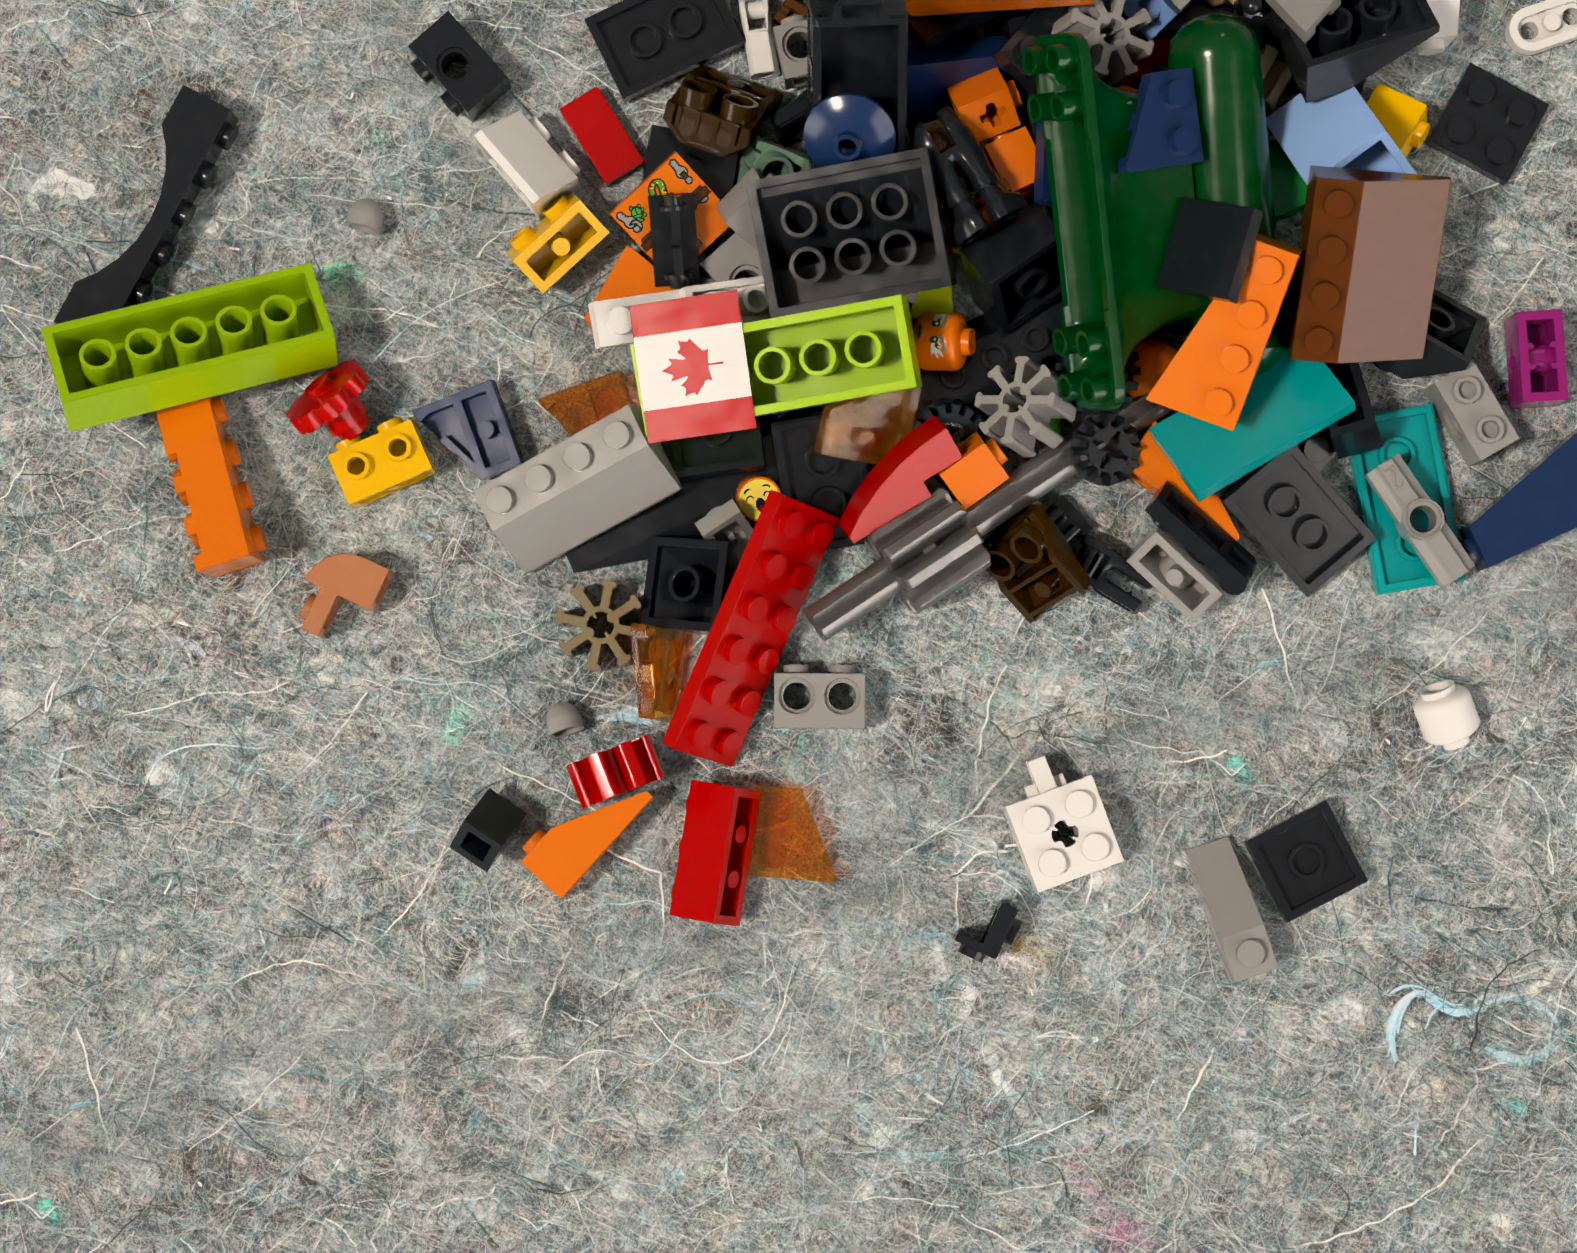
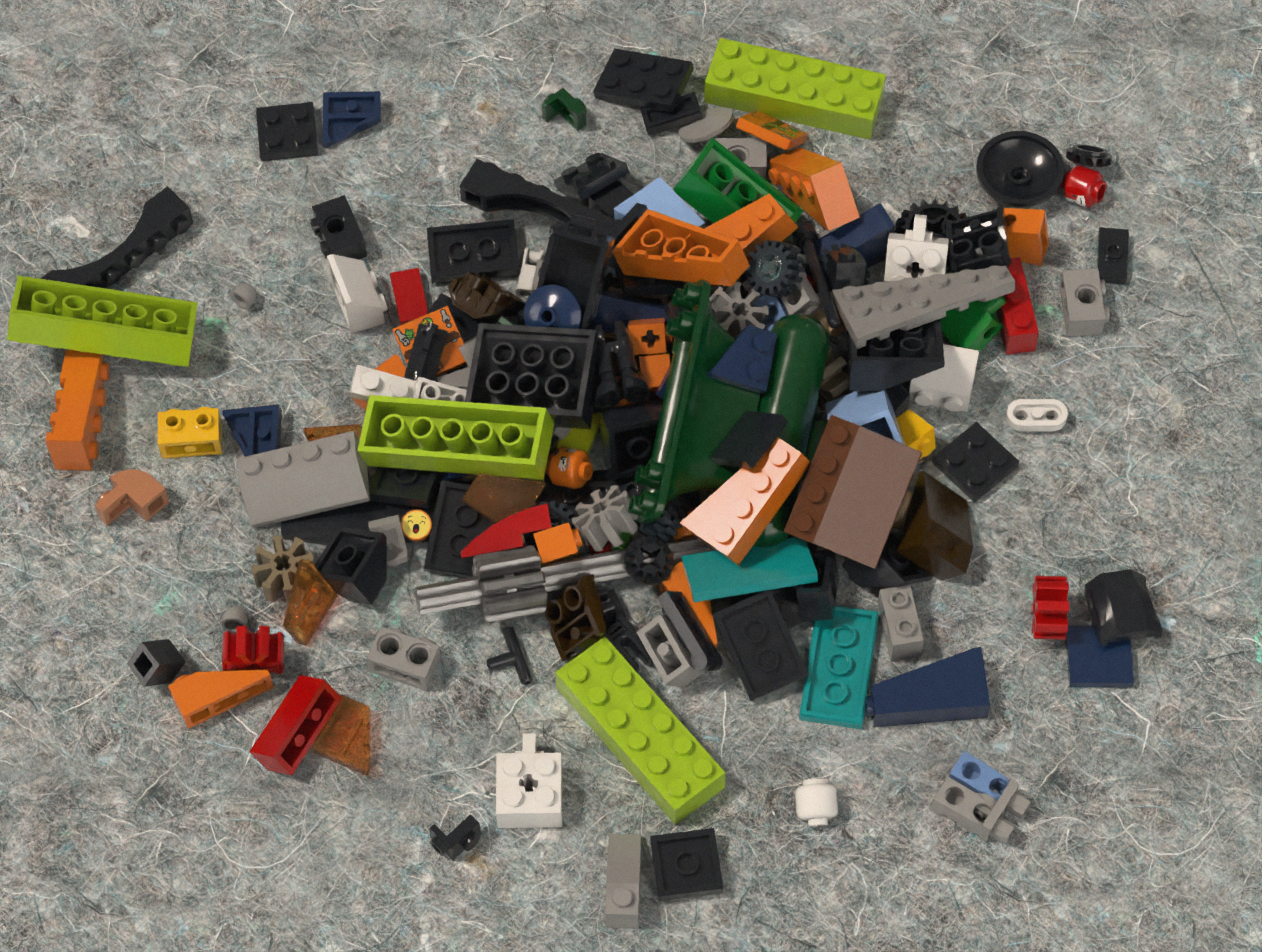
camera: 20 degrees right, 25 degrees down
(333, 402) = (175, 386): red plant -> none
(556, 241) = (354, 340): yellow brick -> none
(692, 366) = (402, 417): sticker -> none
(750, 629) = (375, 594): red plate -> none
(963, 640) = (514, 656): none -> black piece
(1178, 695) = (640, 730): none -> lime brick
(1437, 545) = (845, 687): light grey piece -> none
(1482, 260) = (937, 529): none -> dark brown slope
(1536, 359) = (954, 601): magenta brick -> none

